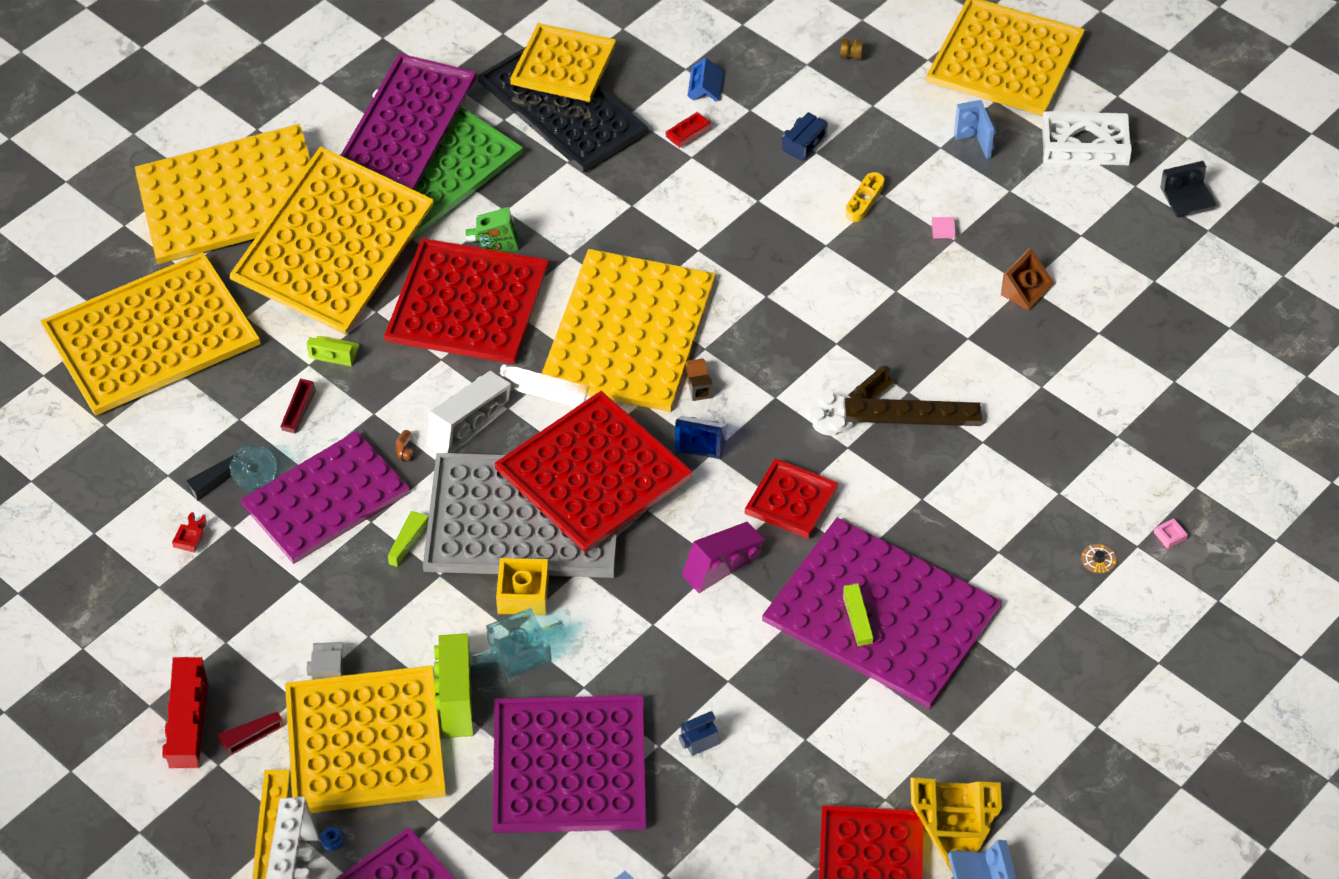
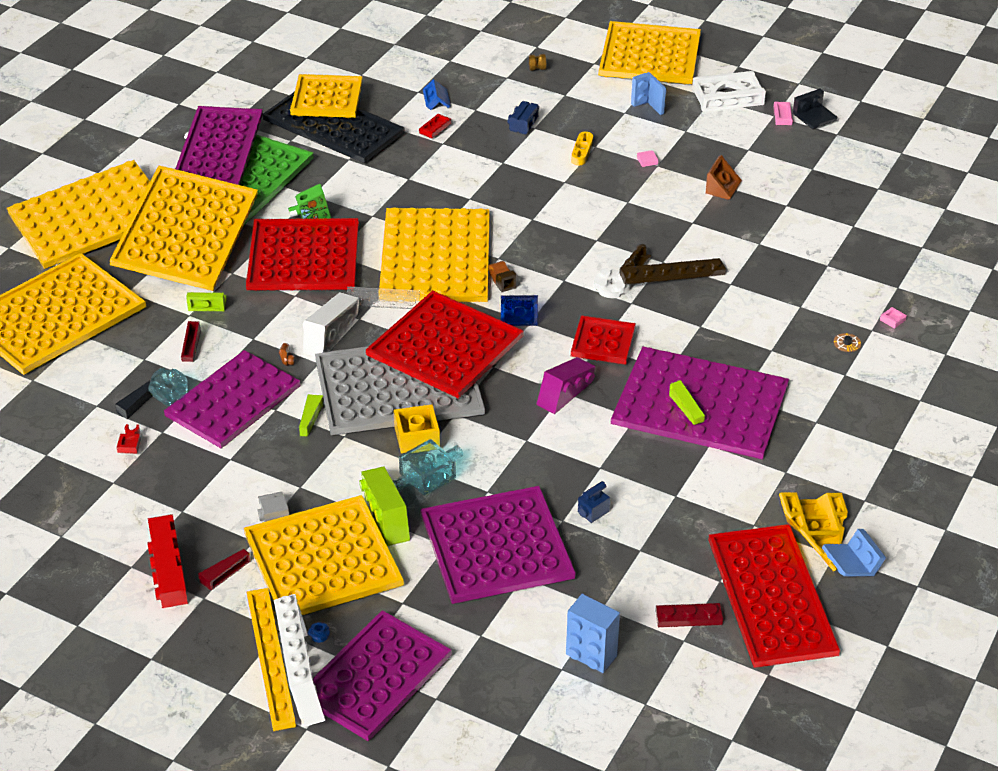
camera: 15 degrees left, 10 degrees down
(1147, 185) = (782, 113): none -> bright pink tile

